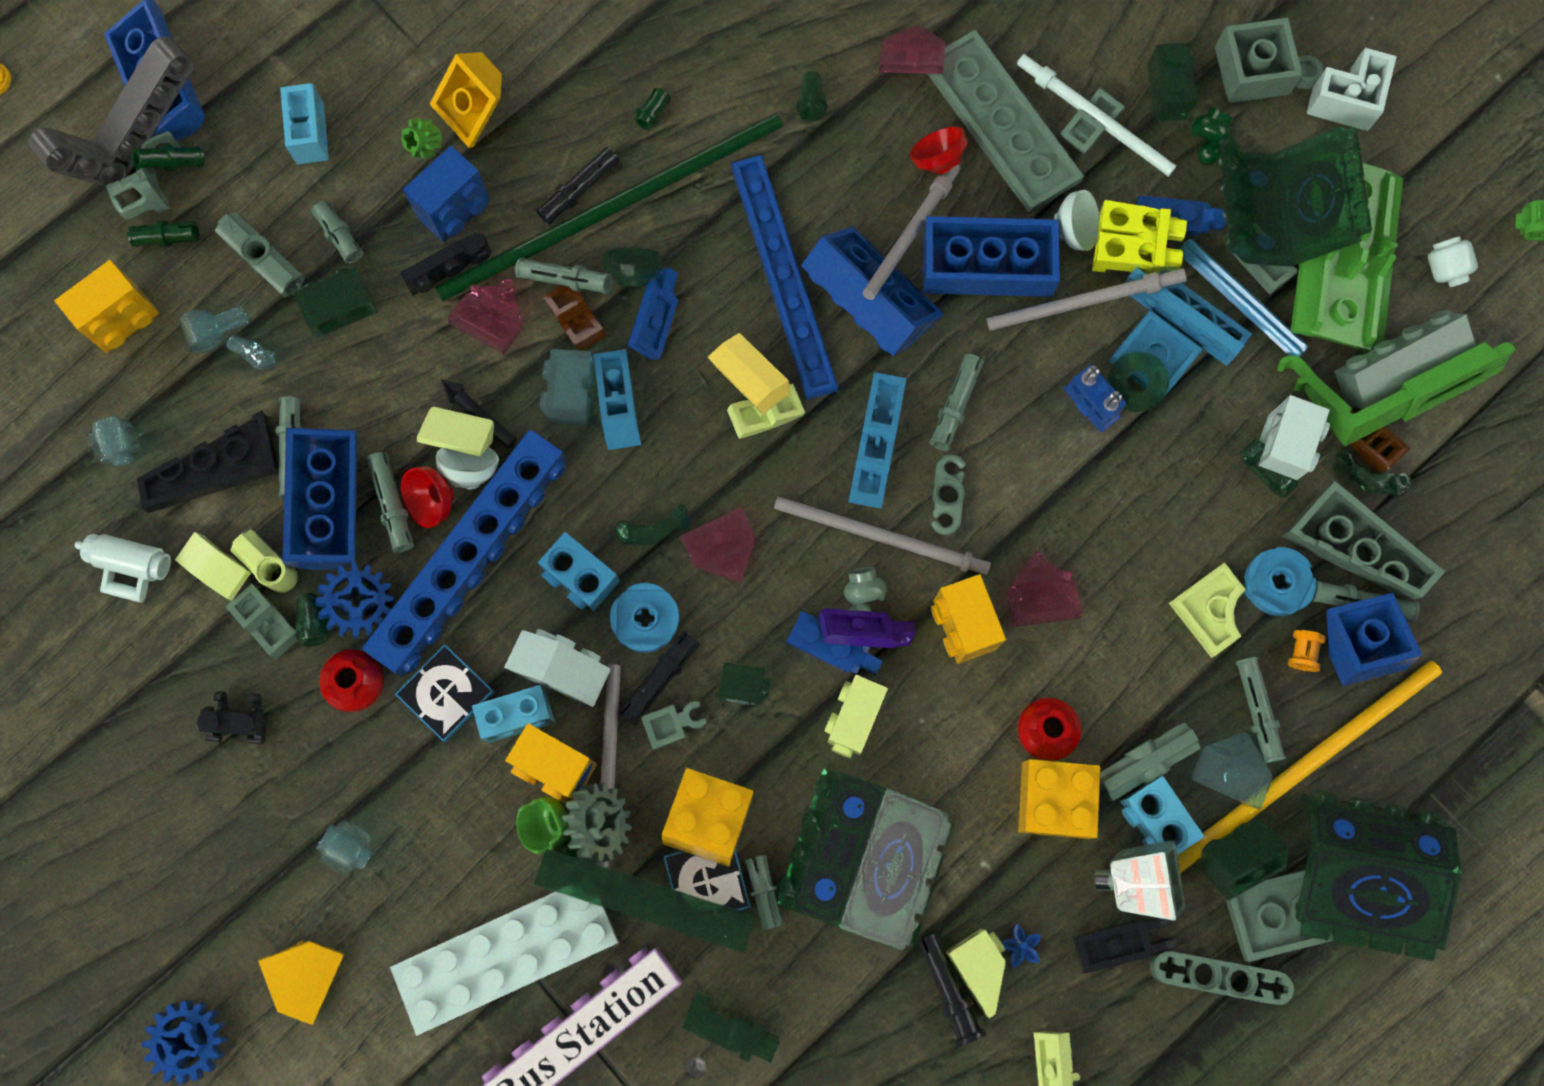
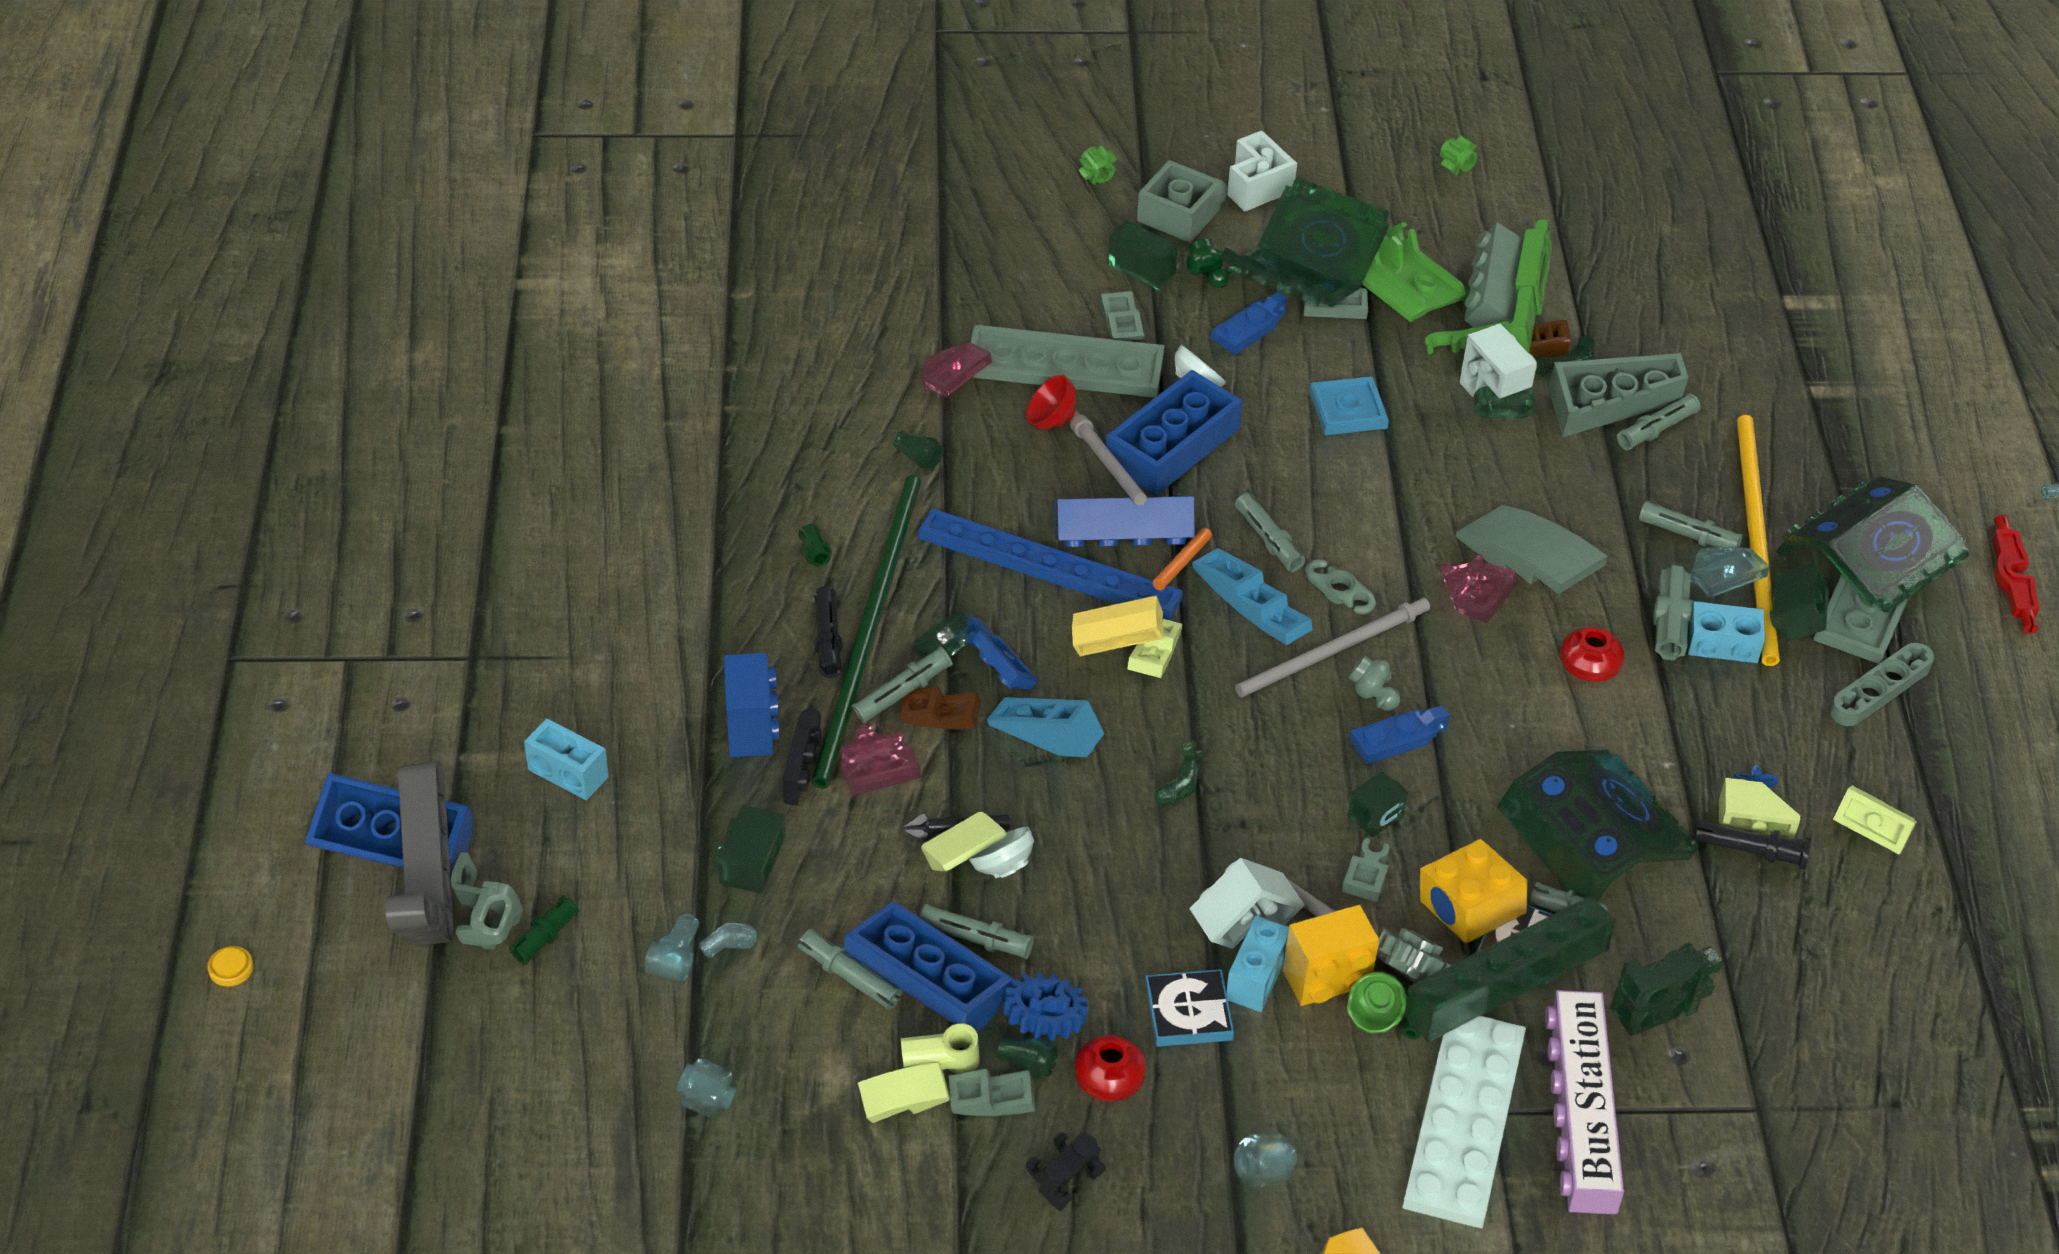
camera: 50 degrees left, 30 degrees down
(107, 307) = (581, 998): yellow brick -> none
(126, 558) = (829, 1150): light aqua piece -> none
(168, 157) = (484, 869): dark green pin -> none
(229, 461) = (811, 1025): black wing -> none
(249, 243) = (647, 871): sand green piece -> none
(337, 232) = (709, 812): sand green pin -> none
(421, 138) = (665, 705): bright green gear -> none
(421, 498) = (1009, 913): red piece -> none
(447, 560) = (1081, 909): blue brick -> none
(468, 95) = (672, 644): yellow slope -> none
(566, 393) = (1001, 748): clear light blue brick -> none
(584, 566) = (1174, 844): dark azure brick -> none
(658, 632) = (1258, 848): dark azure plate -> none
(660, 676) = (1314, 842): black pin -> none
(722, 545) = (1242, 746): clear pink slope -> none
(853, 724) = (1473, 751): yellowish green brick -> none
(864, 628) = (1405, 697): dark purple hinge -> none
(869, 363) = (1182, 559): none -> orange bar
(967, 619) = (1461, 627): yellow brick -> none
(1047, 78) = (1060, 315): light aqua bar -> none
(1059, 799) = (1656, 677): yellow brick -> none
(1095, 398) = (1351, 450): blue piece -> none
(1116, 607) = (1532, 547): none -> sand green slope
(1120, 944) = (1805, 721): black hinge -> none
(1137, 238) = (1248, 348): neon yellow hips -> none
(1145, 880) = (1767, 663): torso -> none
(1150, 284) = (1295, 359): light grey bar -> none
(1156, 374) = (1356, 435): clear green piece -> none
(1192, 323) = (1300, 371): dark azure fence -> none
(1209, 609) = (1582, 507): yellowish green tile -> none
(1242, 299) = (1353, 333): dark azure axle -> none
(1297, 574) = (1593, 467): dark azure plate -> none
(1300, 659) = (1668, 473): light orange bush -> none
(1370, 639) = (1693, 431): blue slope -> none
(1443, 1018) = (2018, 587): none -> red piece
(1452, 261) = (1443, 212): light aqua head -> none

